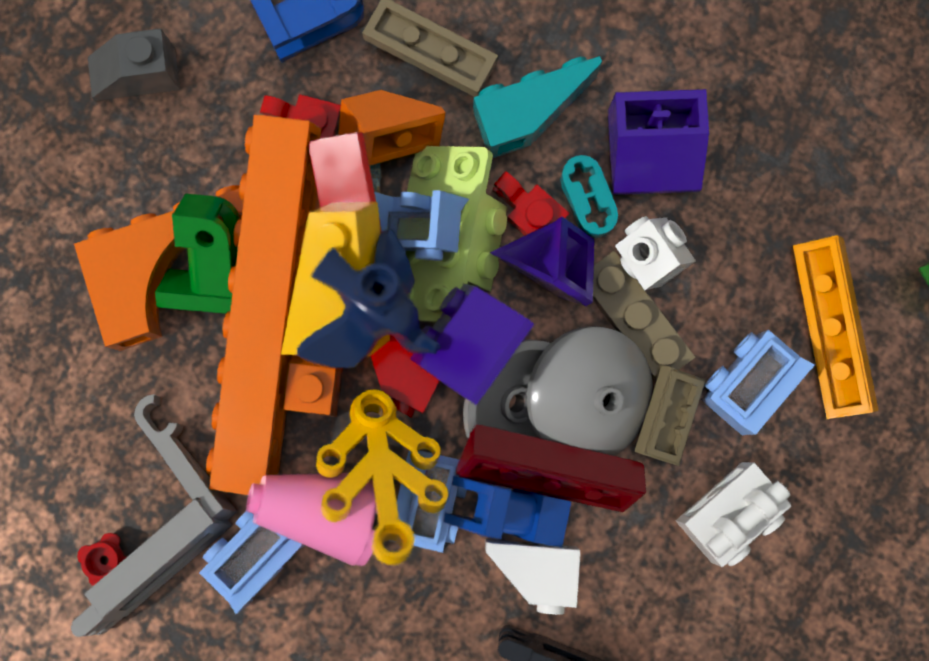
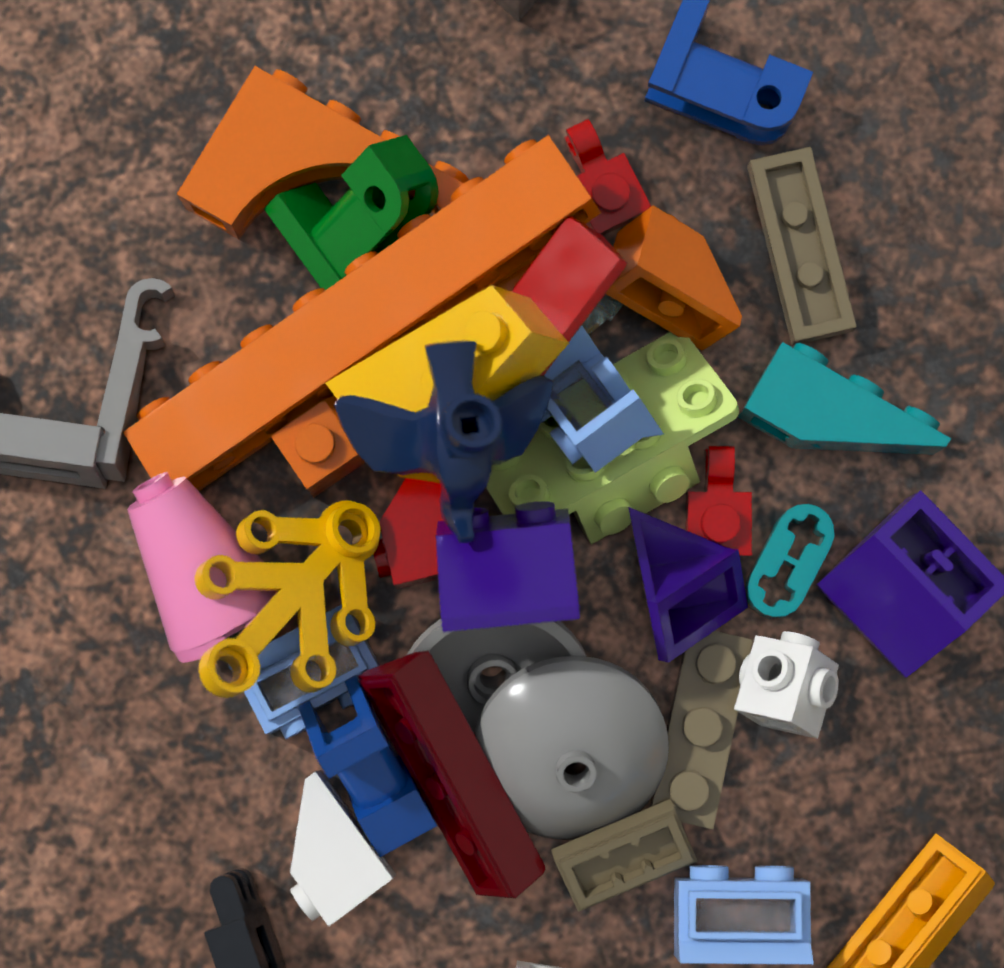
camera: 50 degrees right, 0 degrees up
(247, 561) = (81, 537): light blue window -> none

